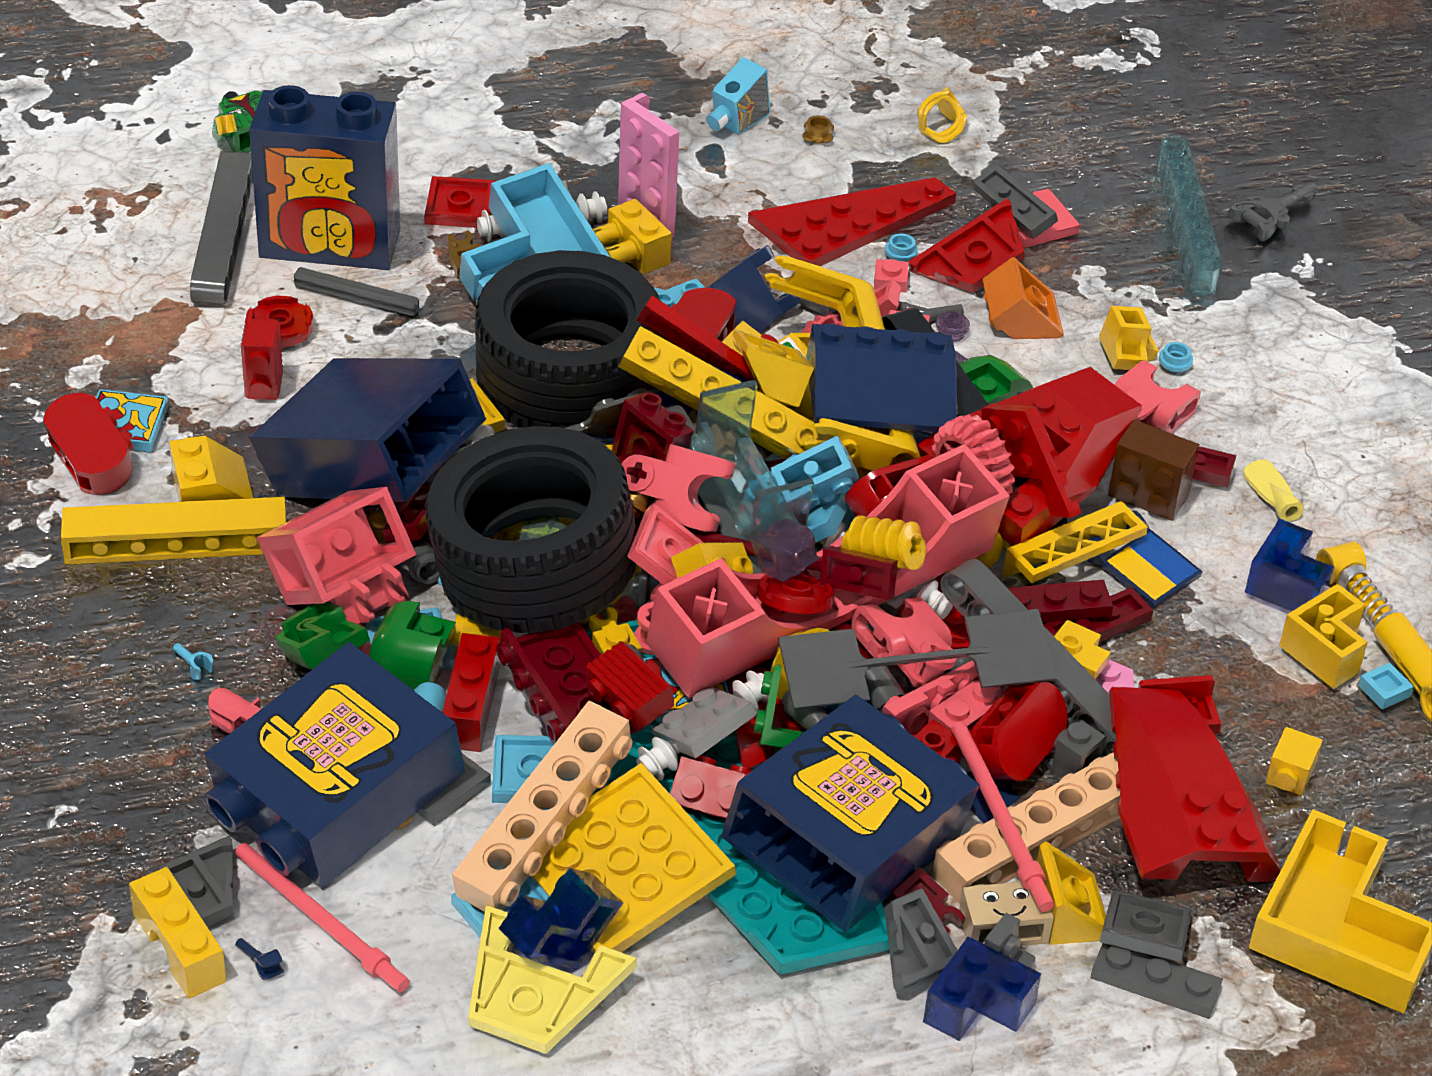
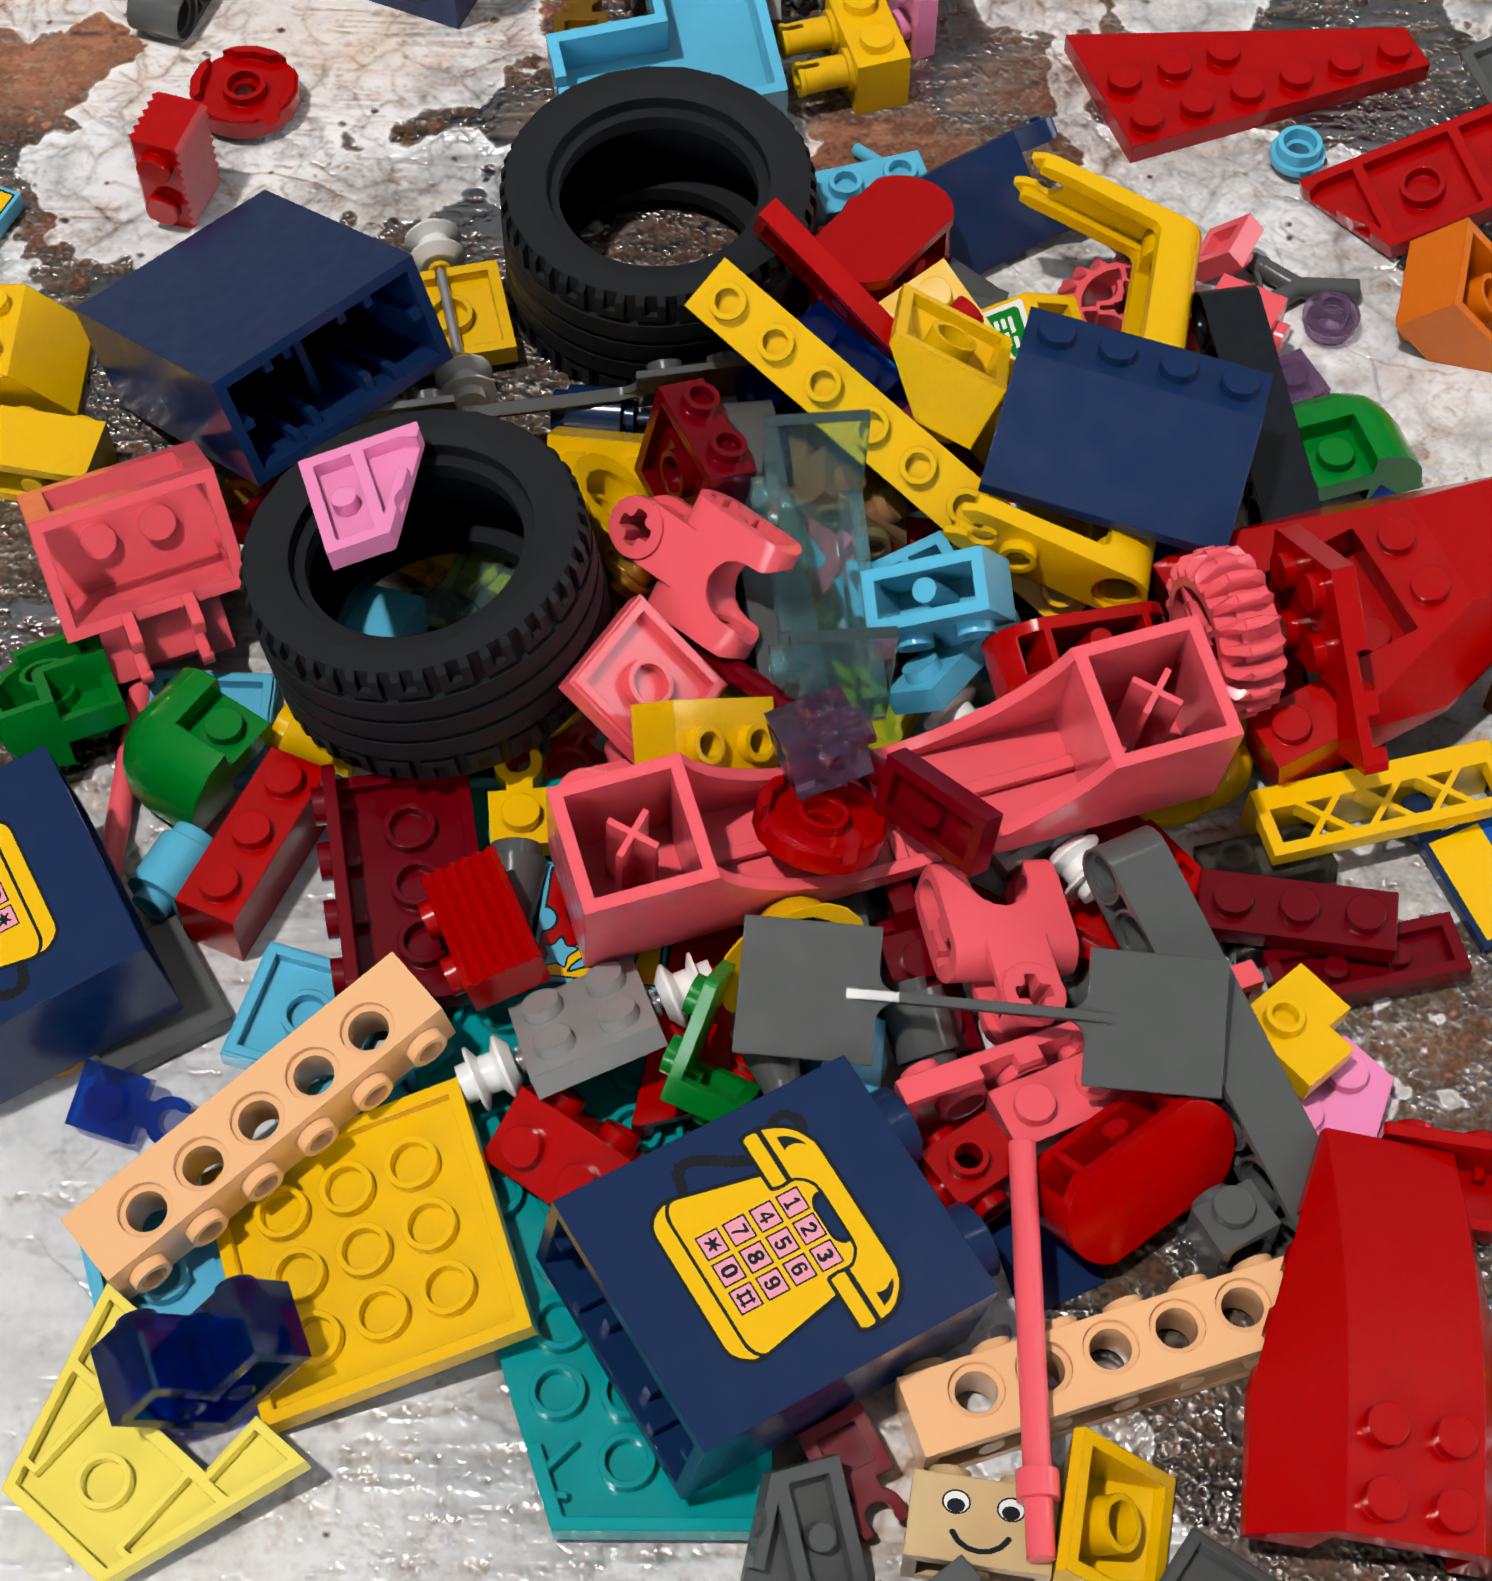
camera: 20 degrees right, 15 degrees up
(356, 291) = (387, 60): dark grey axle -> none
(444, 828) = (120, 1103): none -> clear blue plate
(488, 474) = (363, 493): none -> bright pink wing
(887, 539) = (1002, 767): yellow piece -> none
(891, 269) = (1264, 196): coral plate -> none

